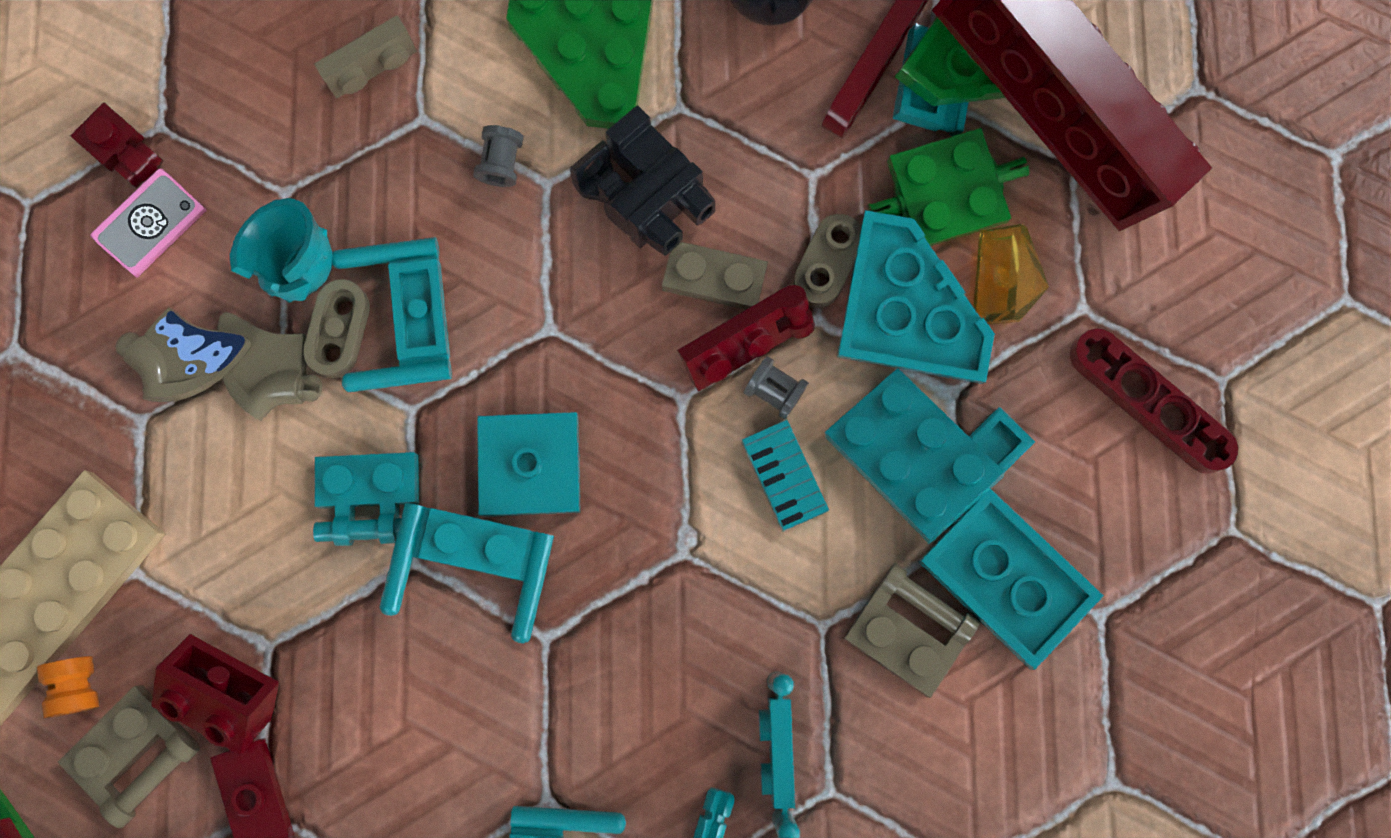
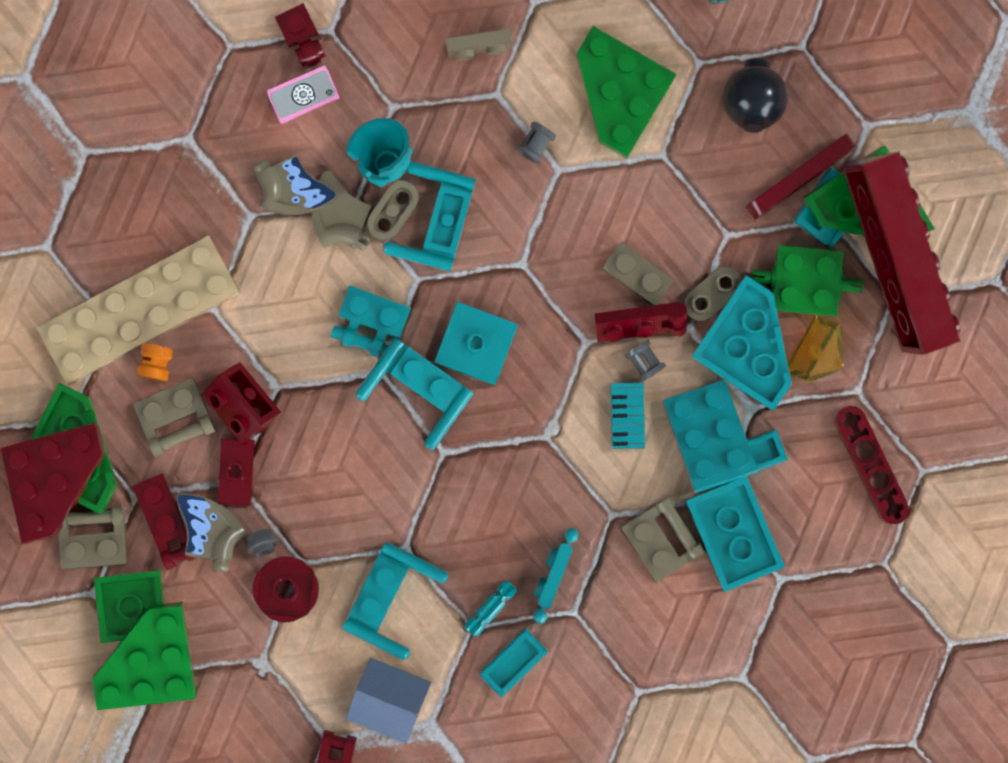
camera: 25 degrees right, 5 degrees up
(660, 188) = (626, 208): black hips -> none

